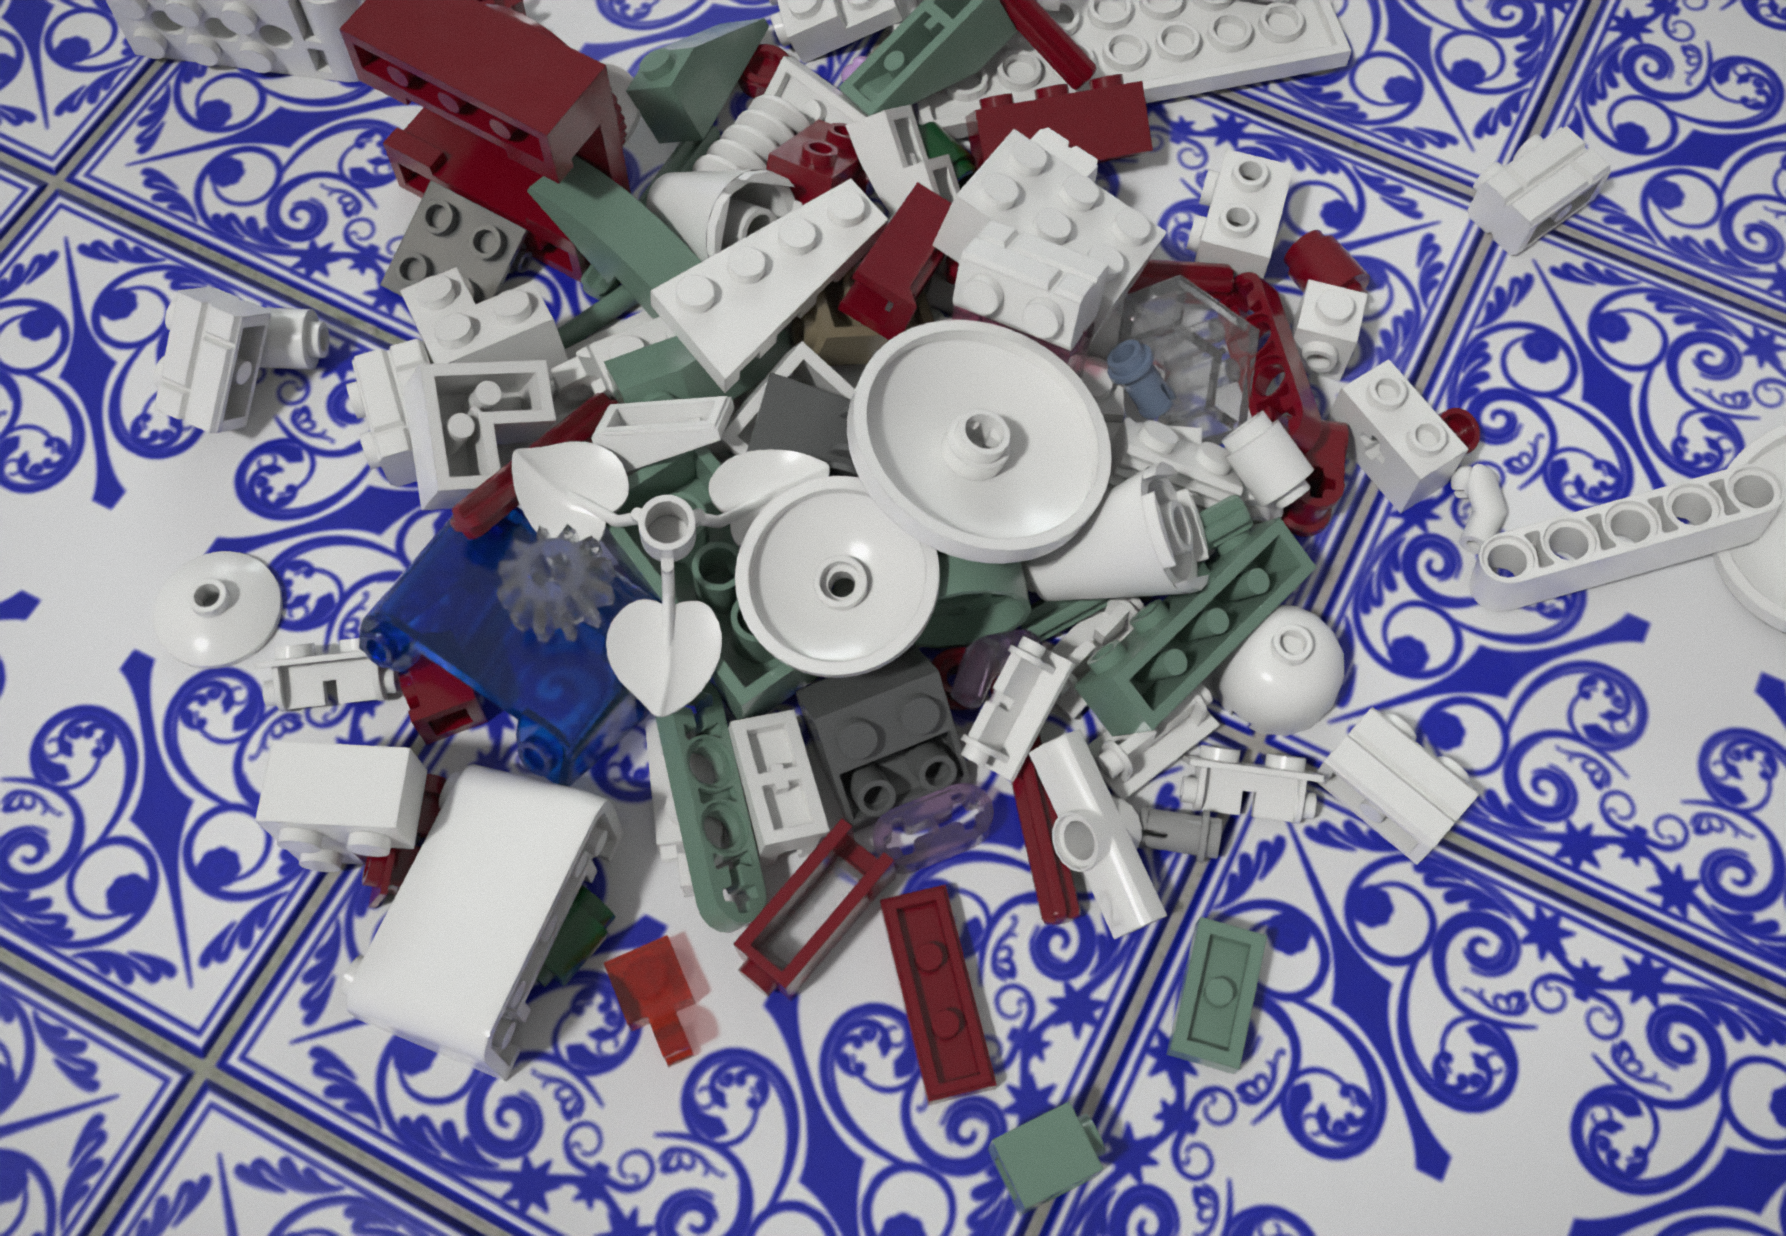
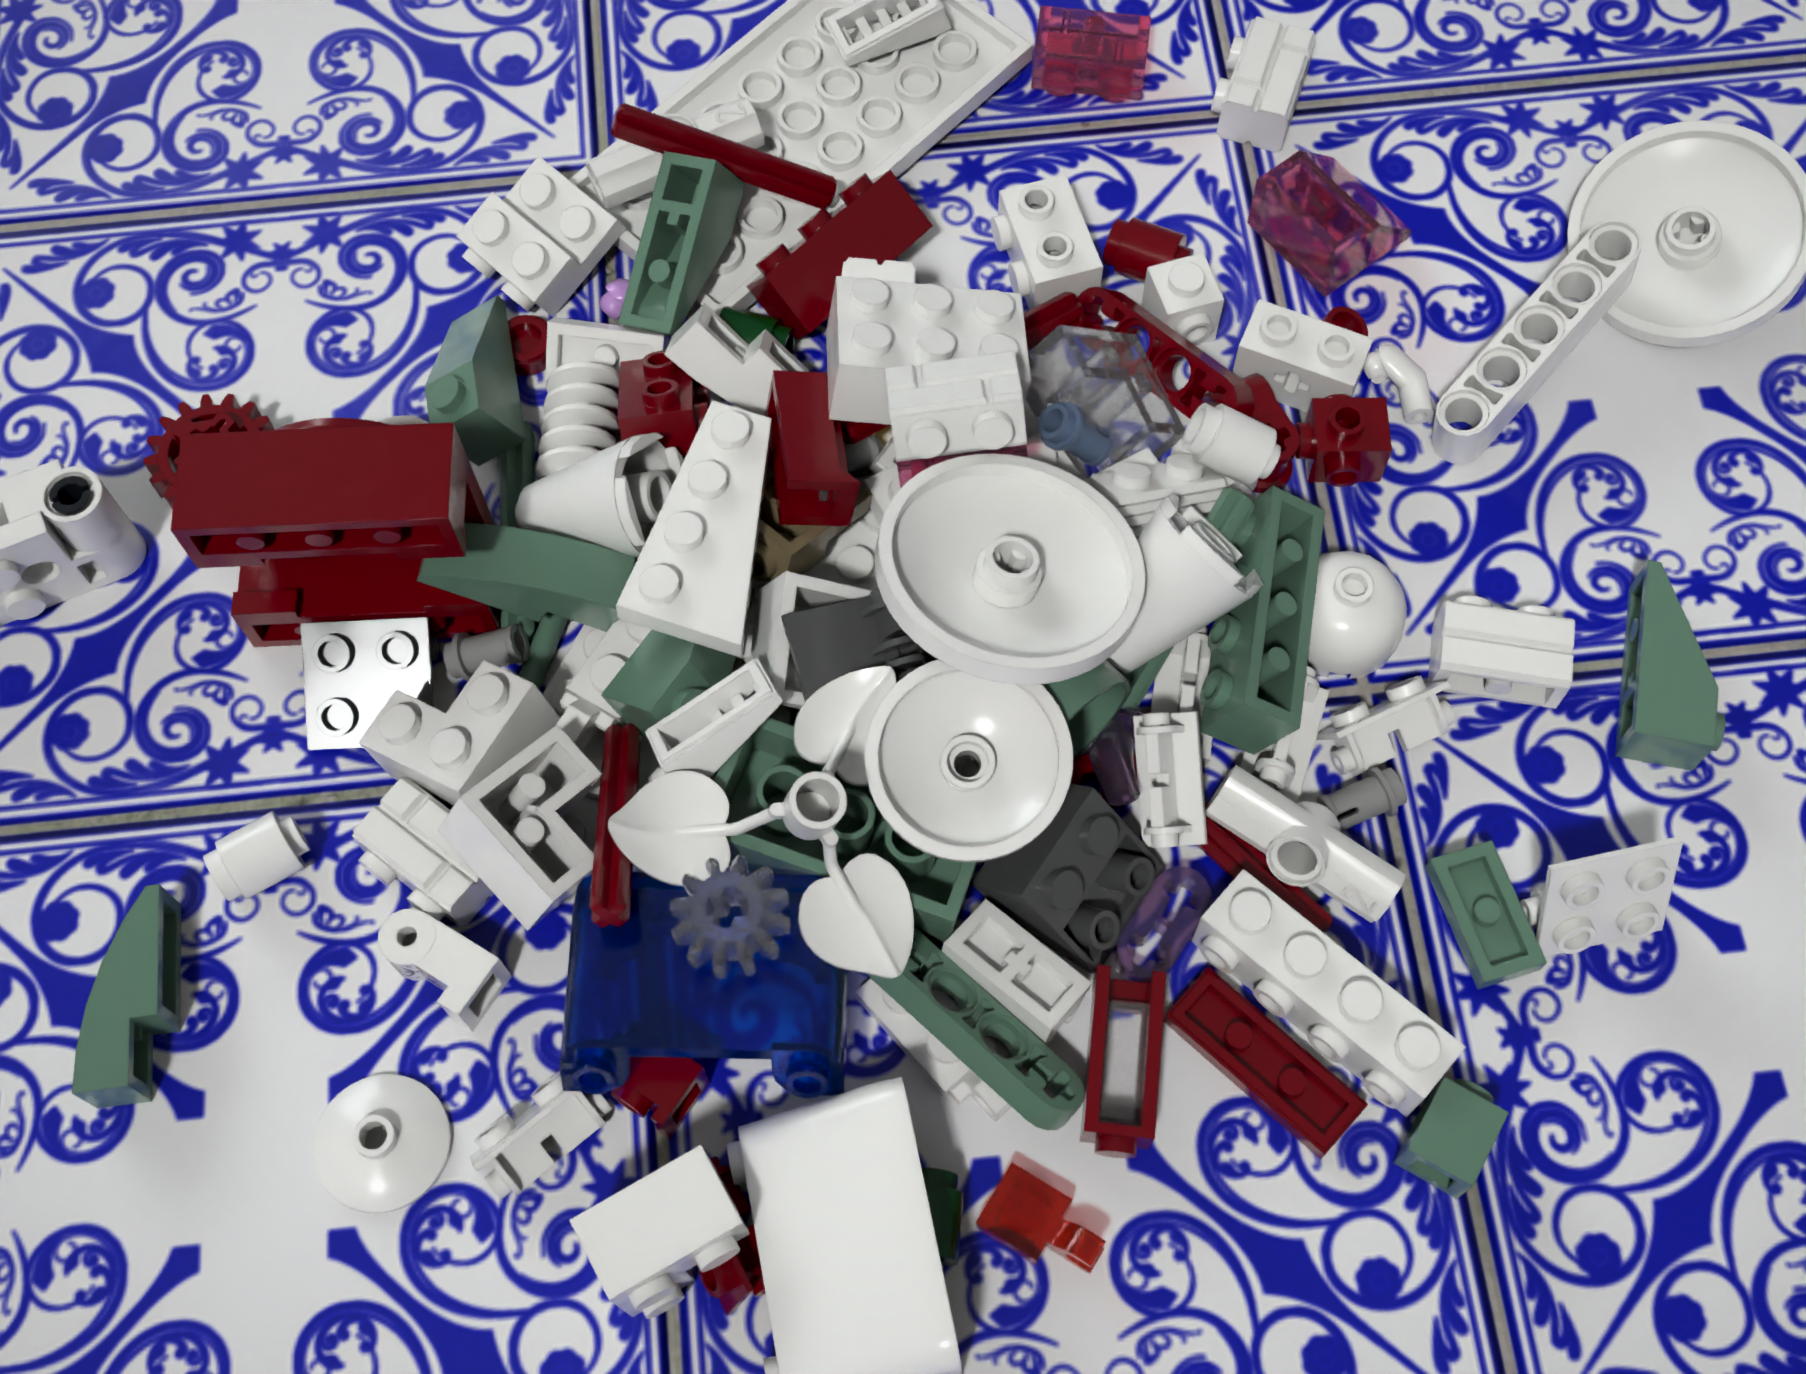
camera: 30 degrees left, 0 degrees up
(101, 398) = (130, 1002): none -> sand green slope
(210, 359) = (214, 915): white brick -> none
(362, 519) = (434, 952): none -> white leg
(561, 285) = (497, 647): none -> light grey pin
(1024, 968) = (1326, 994): none -> white brick
(1330, 1046) = (1604, 897): none -> white hinge
(1383, 522) = (1345, 440): none -> dark red brick
(1399, 84) = (1090, 53): none -> clear pink brick
(1507, 329) = (1322, 220): none -> clear pink slope
(1532, 905) = (1665, 681): none -> sand green slope

